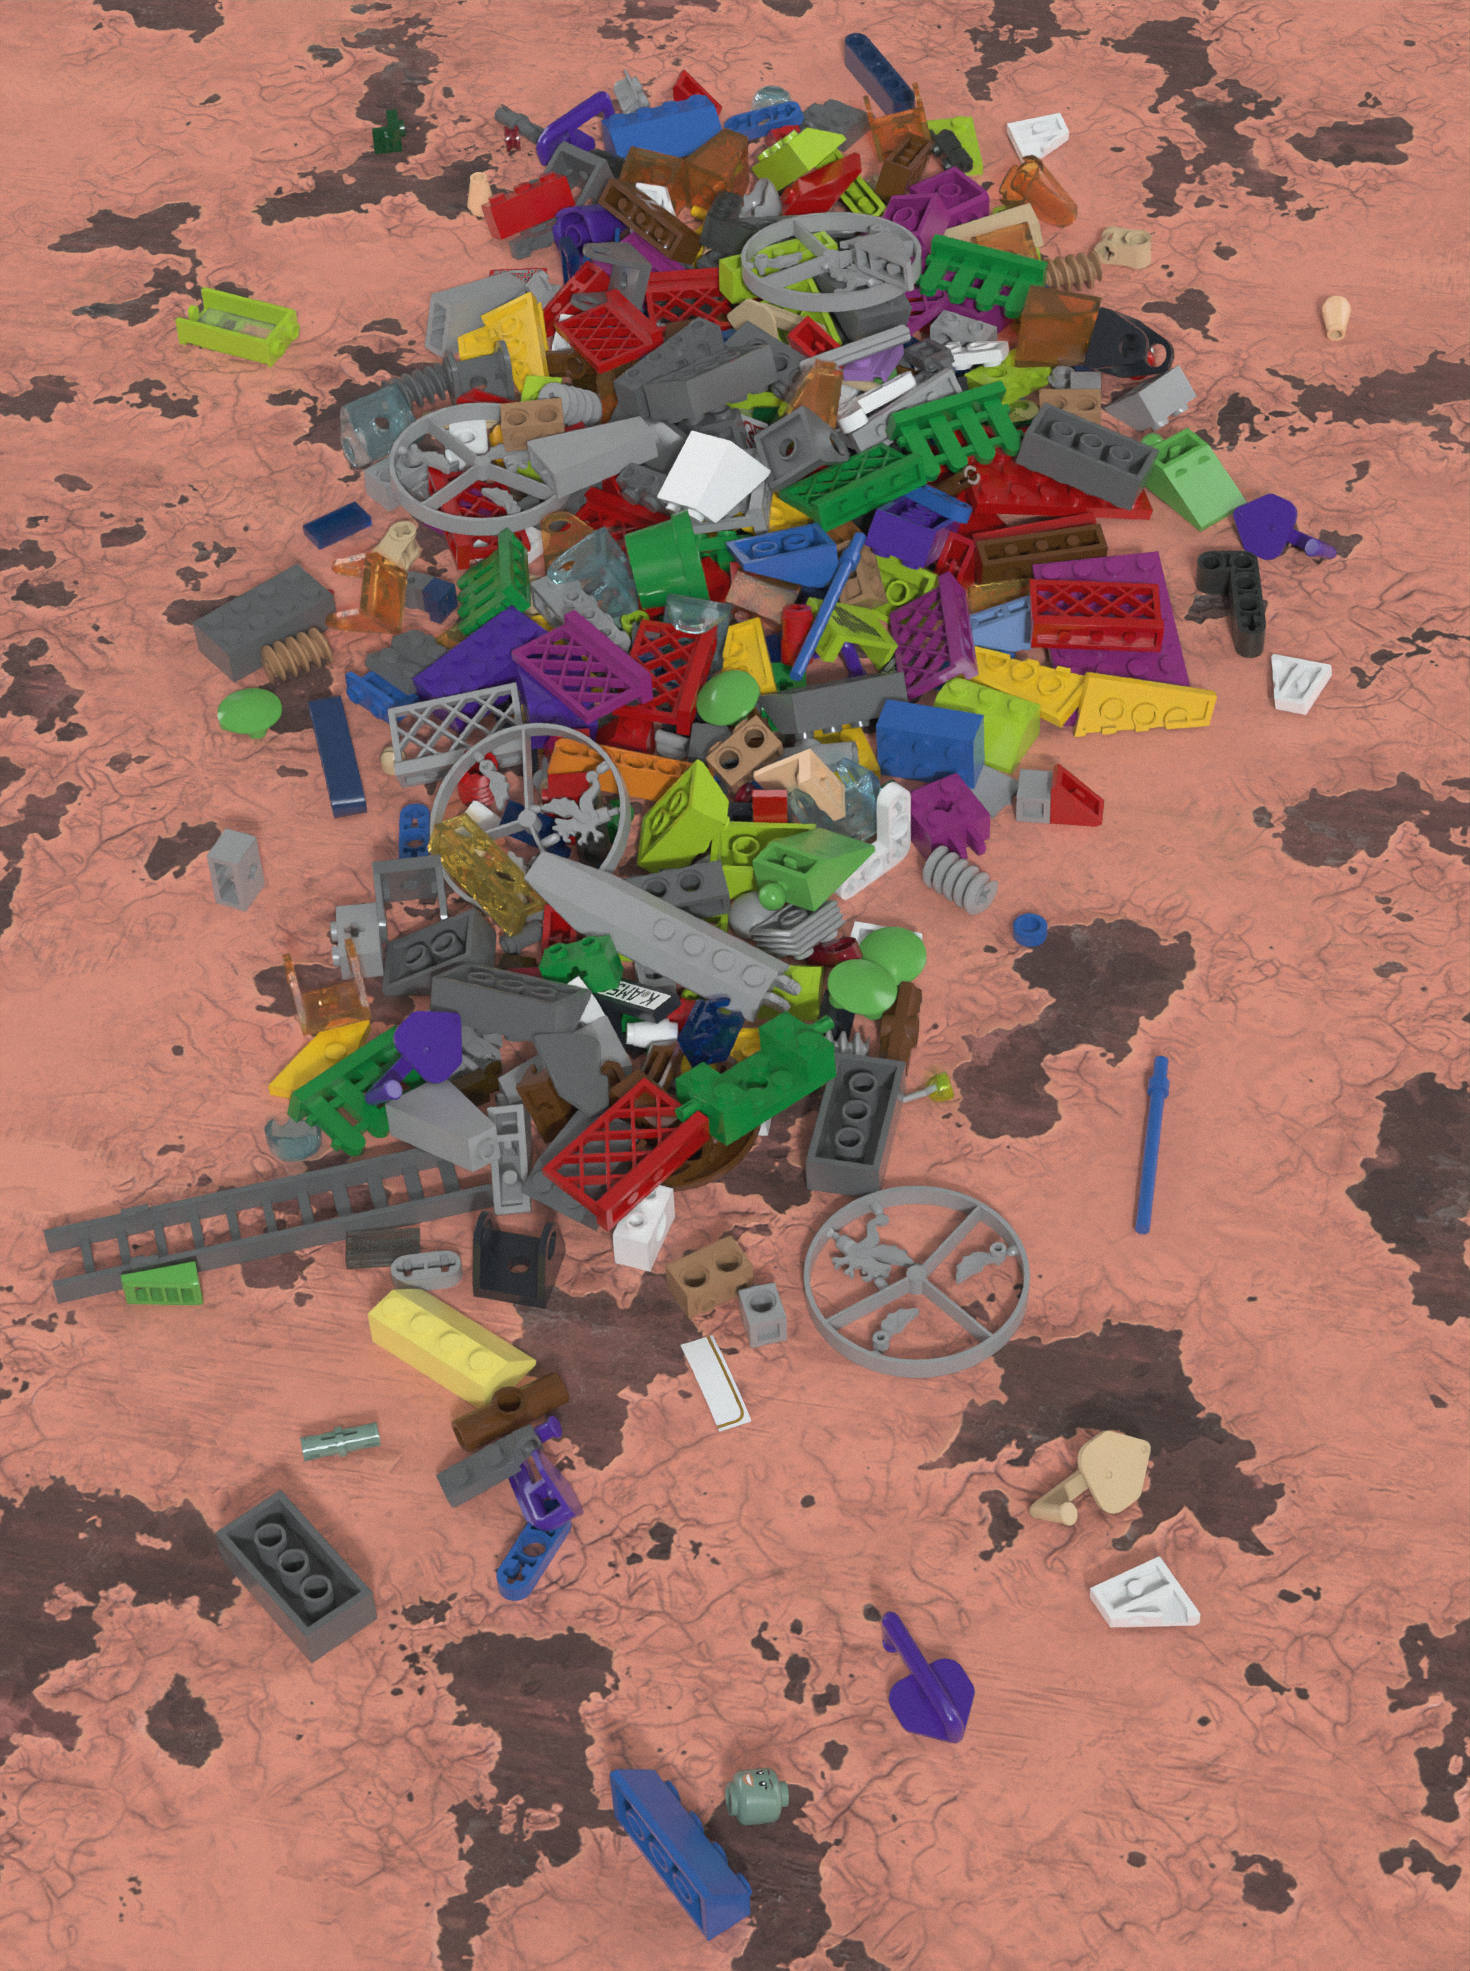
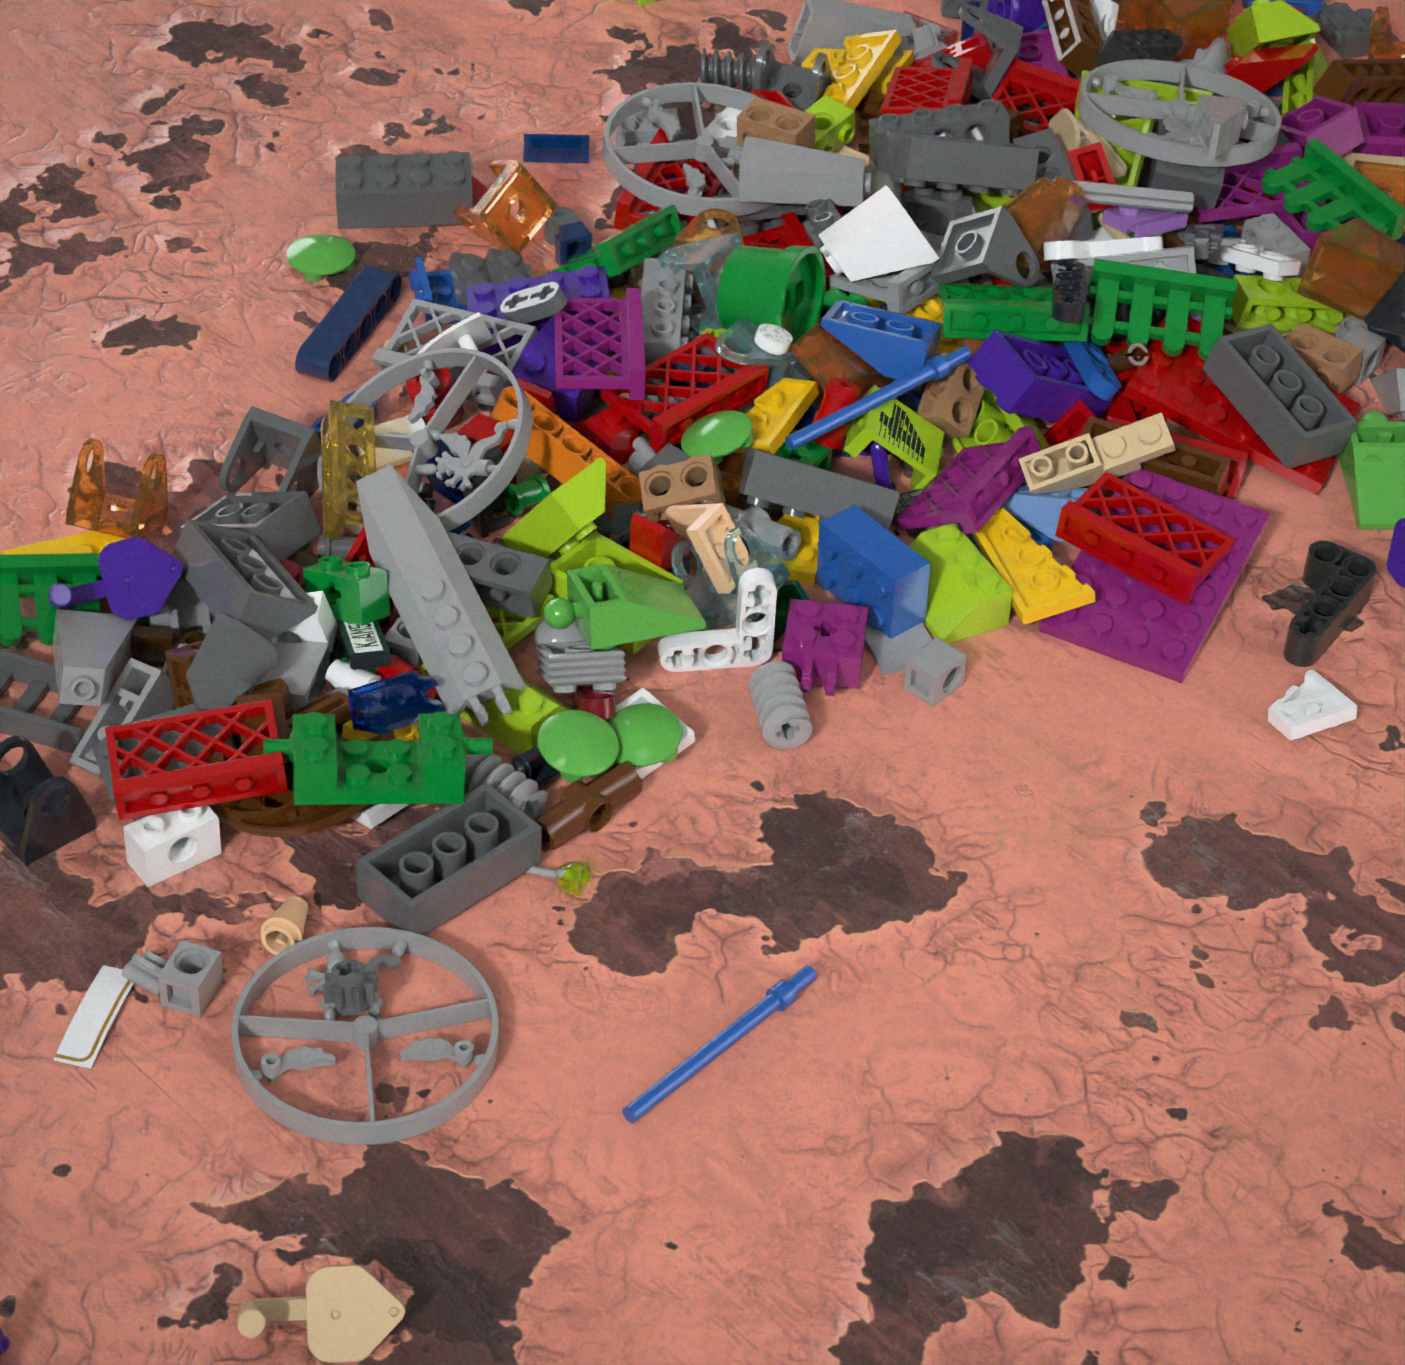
camera: 30 degrees right, 5 degrees down
(235, 869) = (156, 363): light grey brick -> none
(294, 654) = (401, 228): medium nougat piece -> none
(359, 425) = (646, 57): clear light blue hose -> none
(361, 925) = (195, 476): light grey brick -> none
(400, 545) = (577, 189): tan piece -> none
(484, 727) = (465, 334): none -> white shield
(501, 664) = (534, 303): none -> dark grey beam
(577, 403) = (838, 133): light grey piece -> none
(708, 599) = (773, 339): none -> white tile
(709, 1277) = (181, 912): medium nougat brick -> none
(725, 1329) = (145, 971): none -> light grey plate
(786, 1240) = (285, 925): none -> light nougat cone
(887, 1253) = (350, 987): none -> dark grey gear
(896, 450) = (1068, 291): none -> black beam
(1014, 569) = (1085, 458): none -> tan slope
(1029, 930) = (810, 788): blue tile -> none
(1073, 801) = (966, 693): red slope -> none
(1128, 704) = (1106, 635): yellow wing -> none

